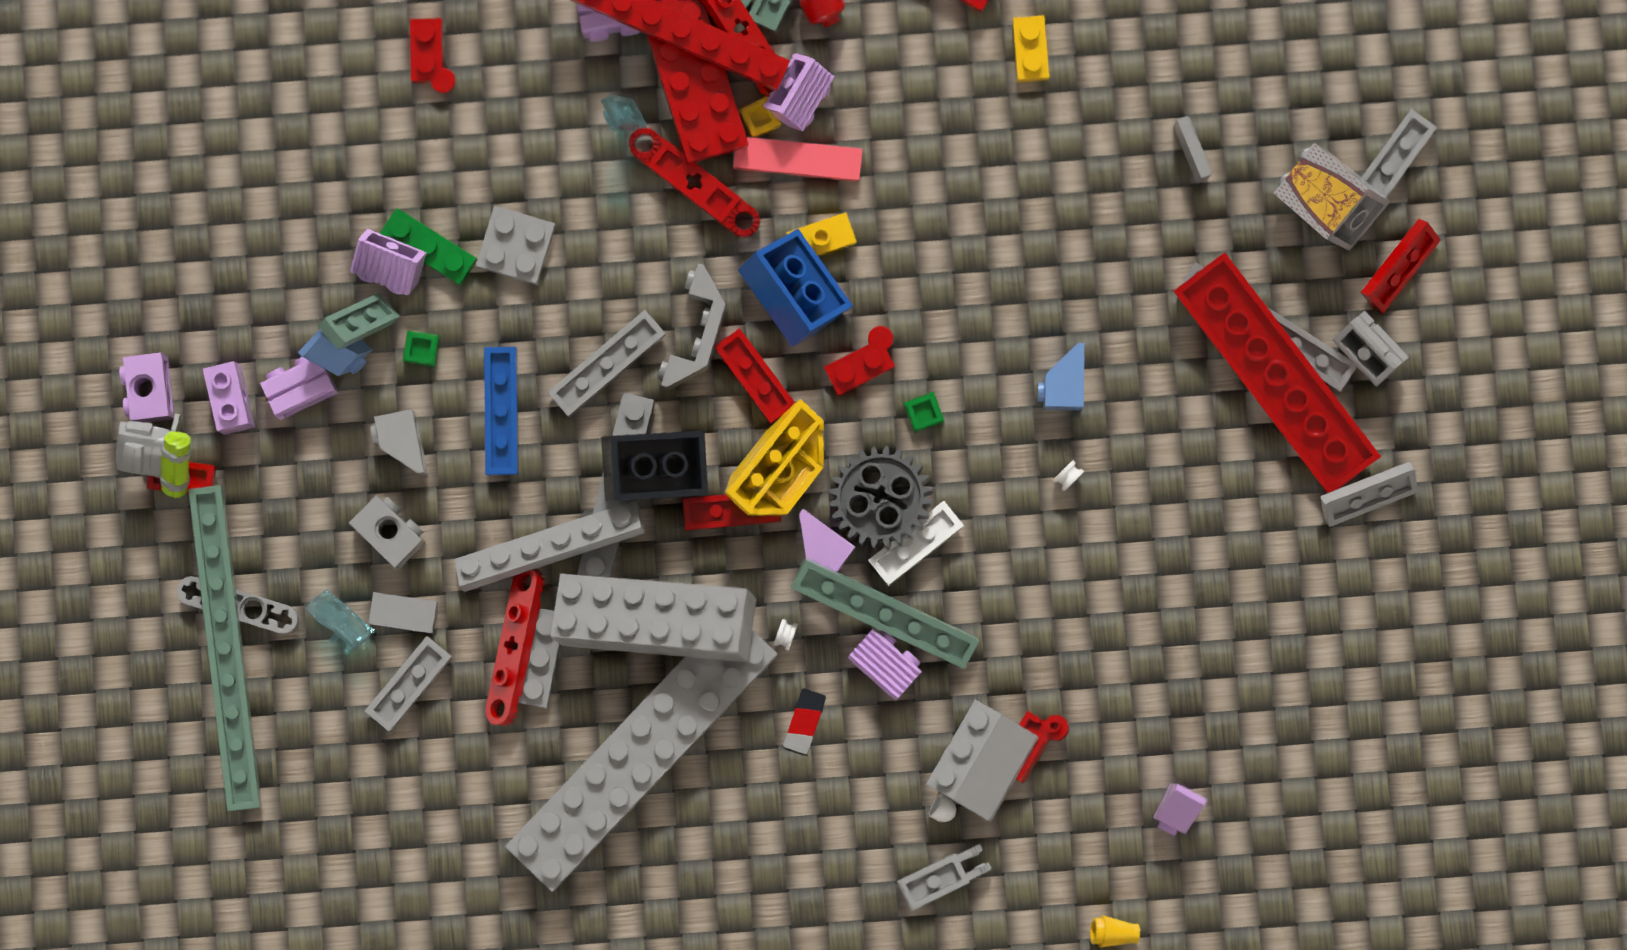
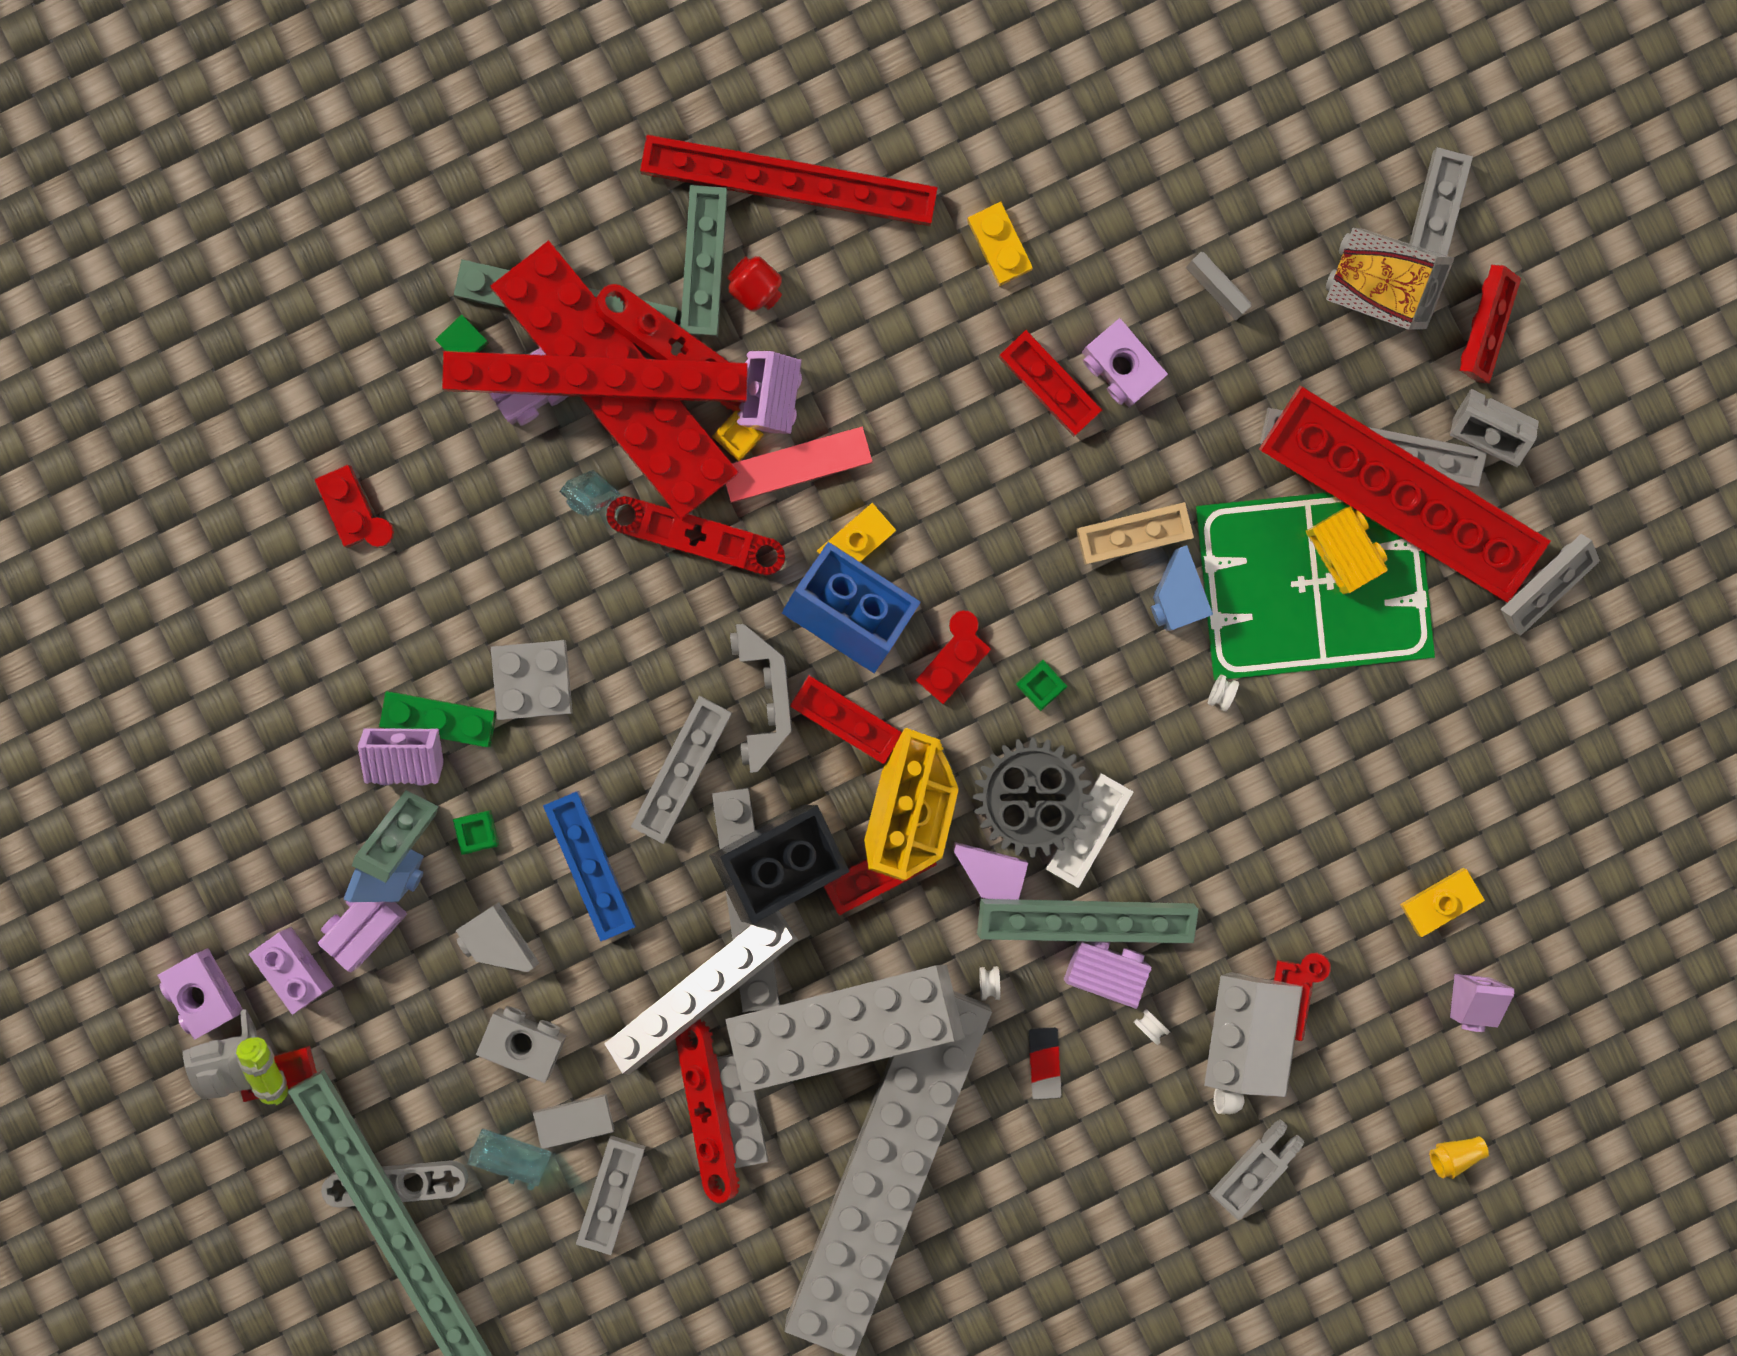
camera: 25 degrees left, 5 degrees up
(903, 723) = (1151, 1027): none -> white bush
(1026, 173) = (1050, 383): none -> red plate
(1047, 319) = (1134, 533): none -> tan plate
(1091, 162) = (1121, 342): none -> lavender brick
(1173, 421) = (1283, 608): none -> green sticker
(1182, 718) = (1442, 902): none -> yellow plate
(1214, 399) = (1348, 549): none -> yellow brick

